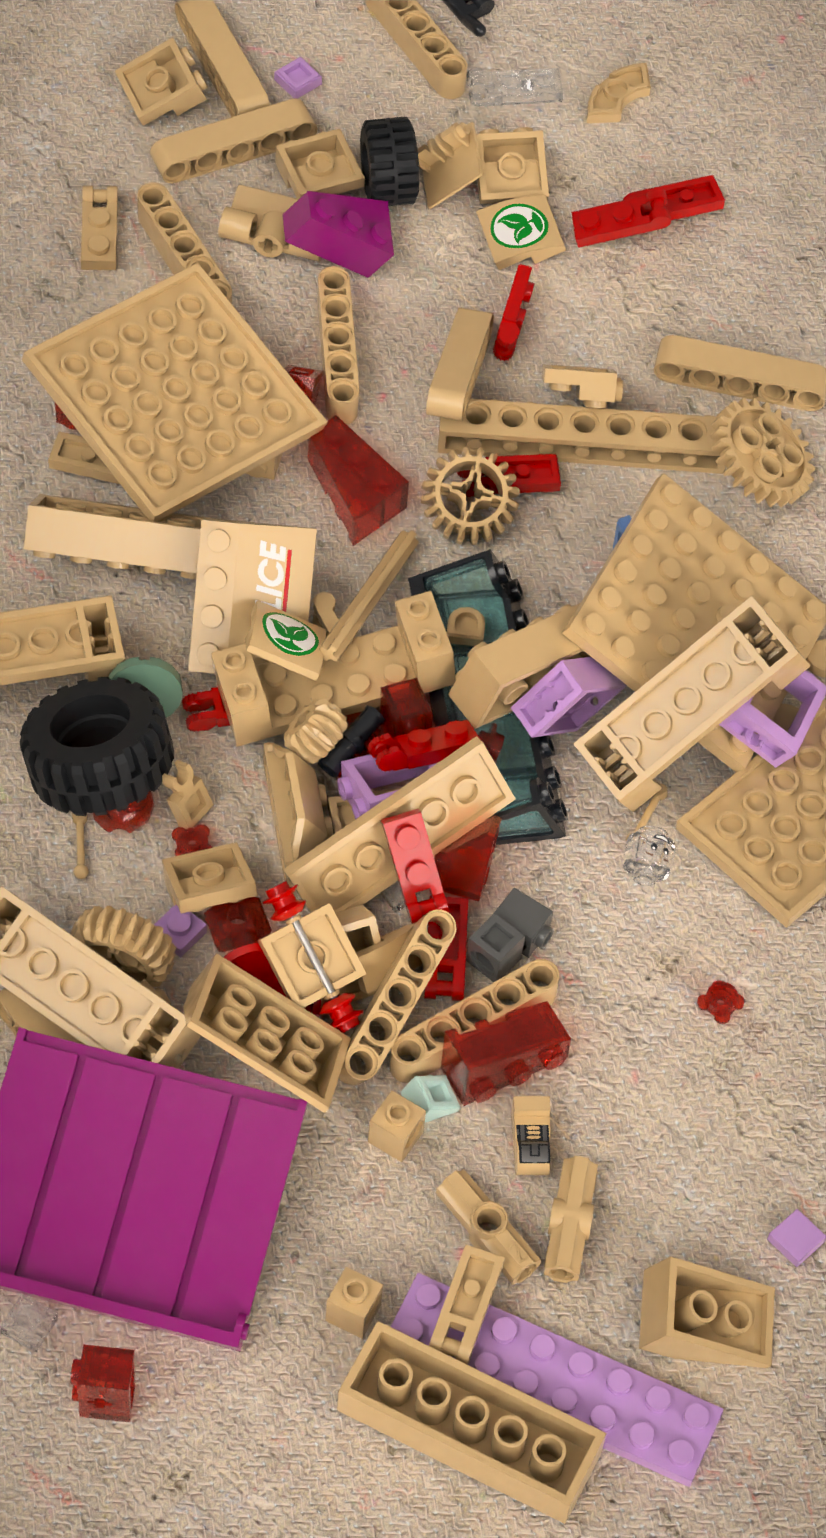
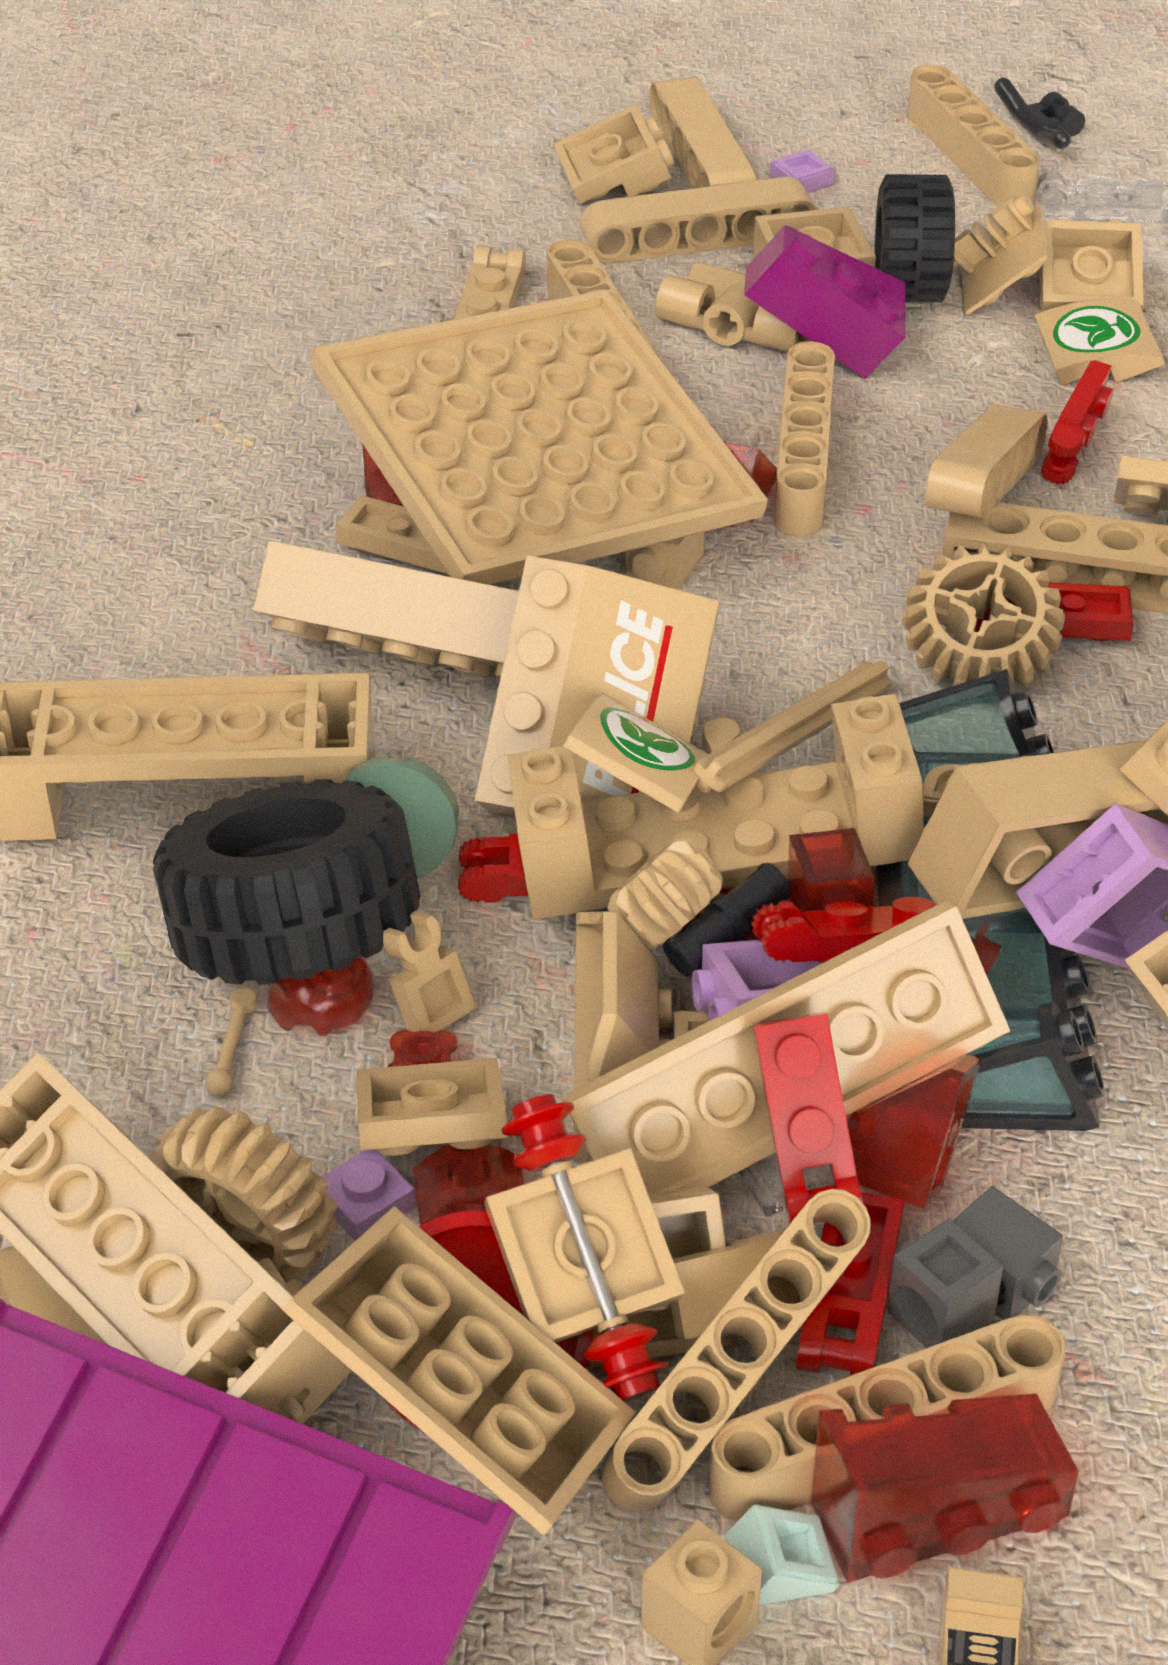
camera: 15 degrees right, 15 degrees down
(357, 479) = (806, 591): clear red wedge -> none

